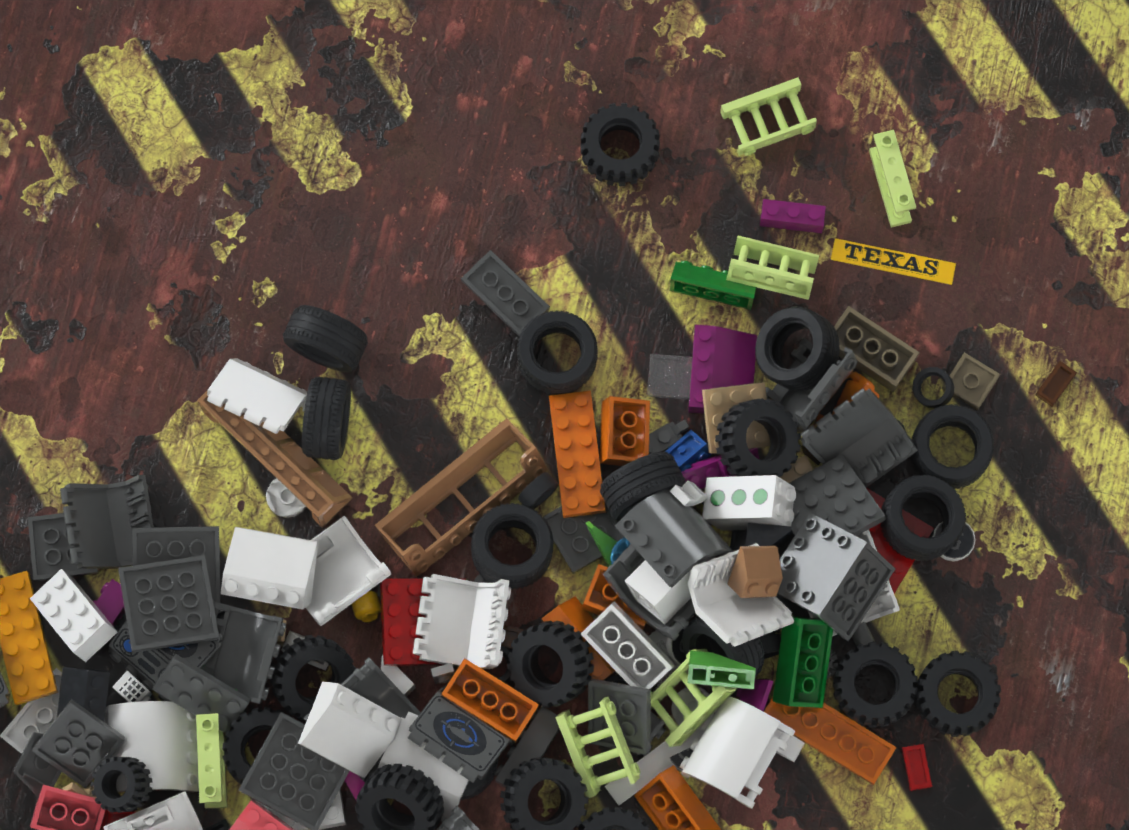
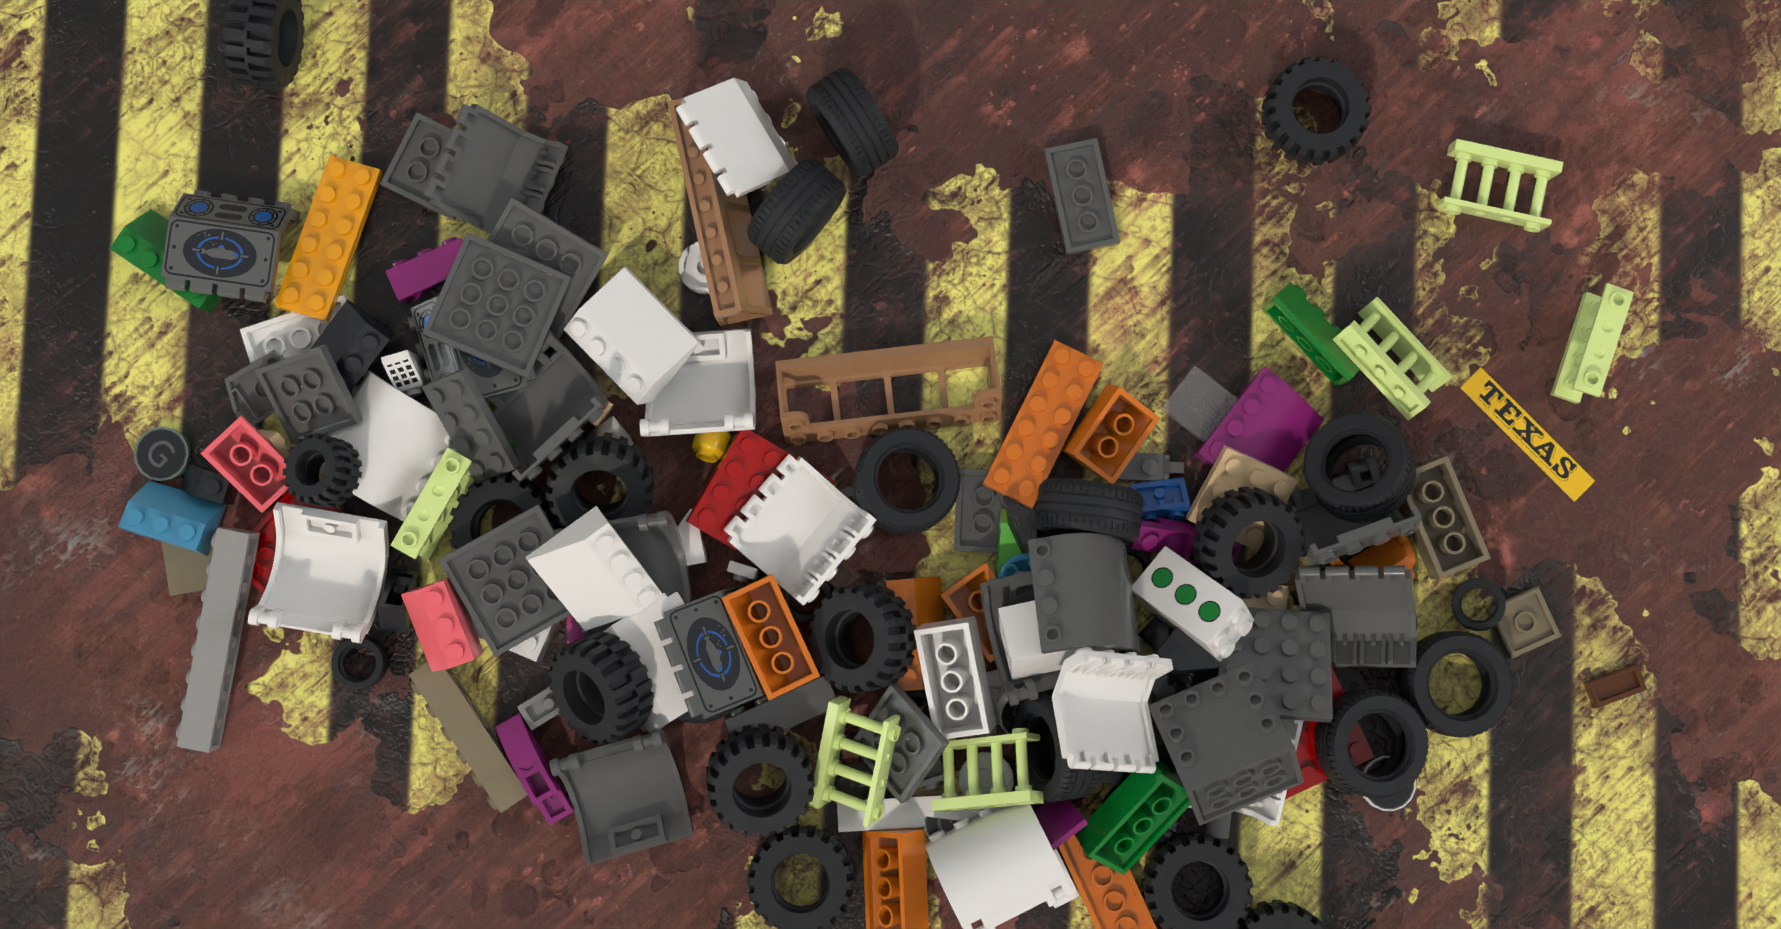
camera: 30 degrees right, 10 degrees up
(73, 615) = (392, 251): white brick -> none
(538, 490) = (974, 438): black tyre -> none
(562, 323) = (1104, 261): black tyre -> none
(689, 494) = (1133, 555): white slope -> none
(716, 670) = (1034, 774): bright green slope -> none
(756, 572) = (1148, 694): medium nougat slope -> none
(792, 216) = (1451, 313): magenta brick -> none

